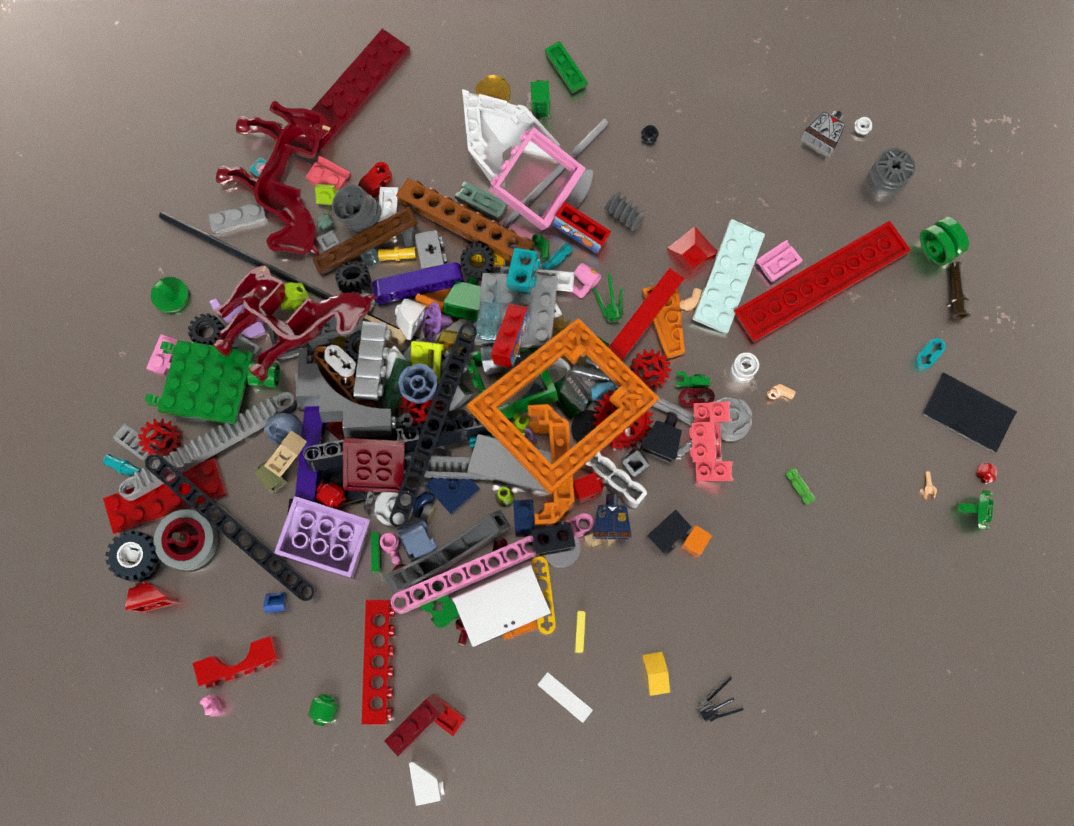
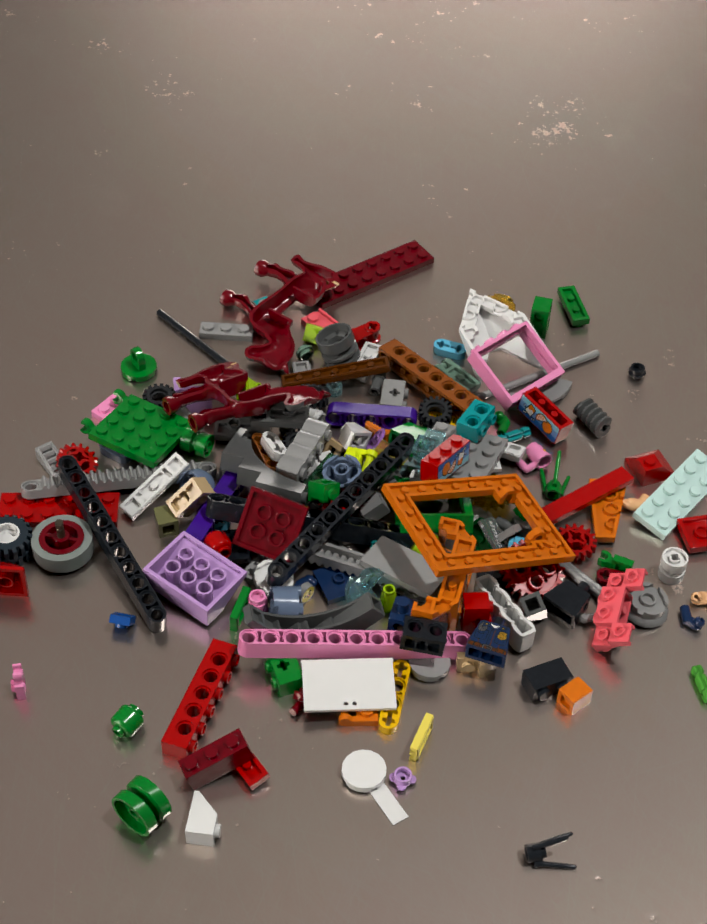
camera: 15 degrees right, 30 degrees down
(122, 466) = (27, 471): teal pin -> none
(212, 670) = (86, 658): red arch -> none
(245, 445) = (154, 486): none -> white plate
(370, 796) = (141, 805): none -> green wheel
(397, 253) = (361, 392): yellow pin -> none
(414, 414) = (323, 490): none -> green brick
(463, 166) = (449, 349): none -> medium azure beam
(478, 501) = (360, 585): none -> clear light blue brick
(542, 681) = (364, 771): none -> white tile
(575, 670) = (402, 772): none -> lavender plate
(590, 383) = (509, 532): none -> light grey tile
(656, 673) = (489, 804): yellow slope -> none
(772, 420) = (687, 619): none -> dark blue arm

